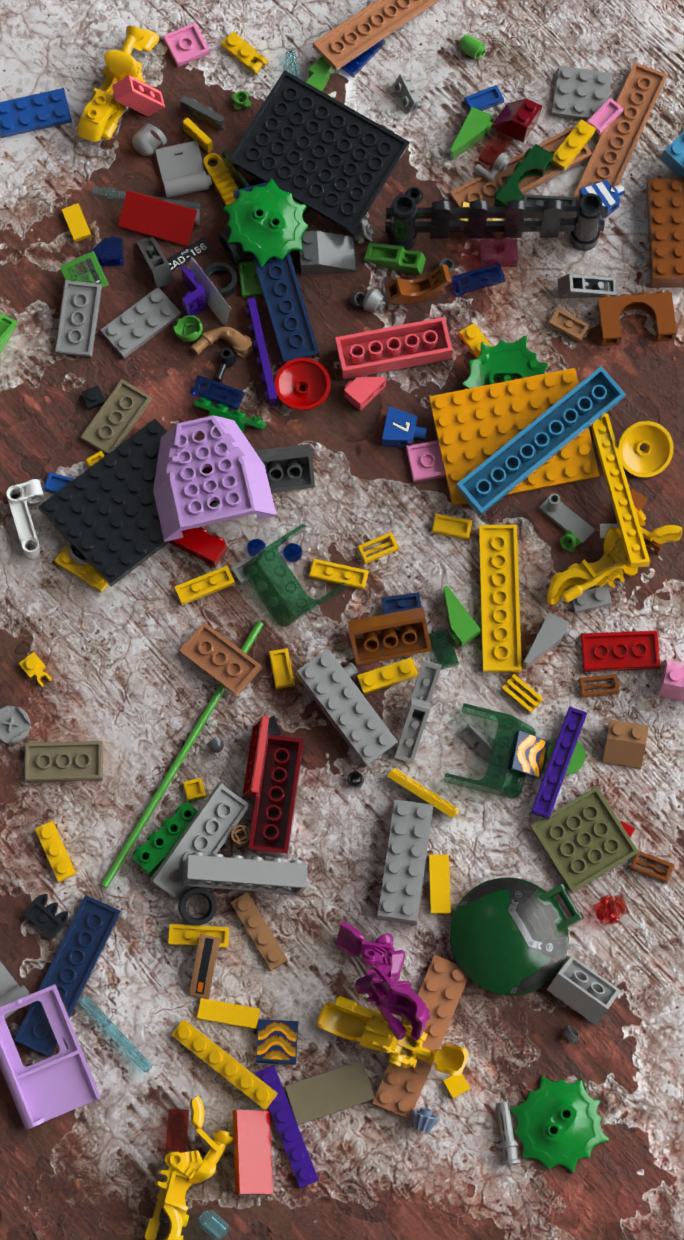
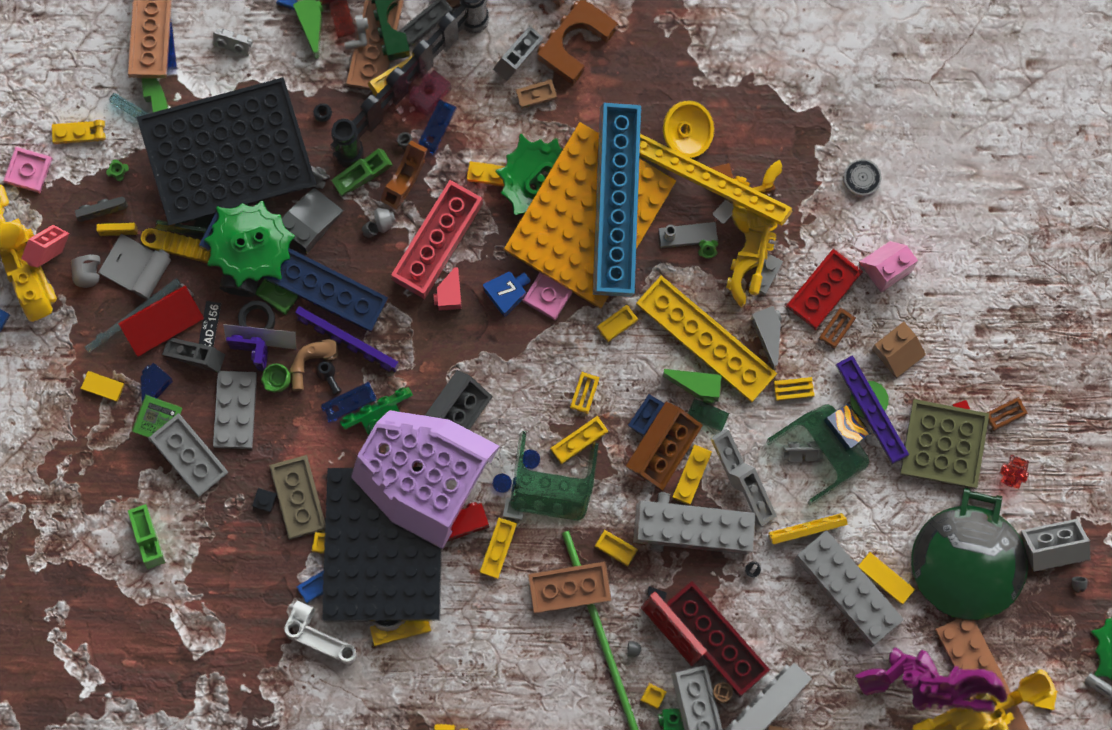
camera: 50 degrees left, 5 degrees up
(299, 374) = (403, 320): red dish -> none

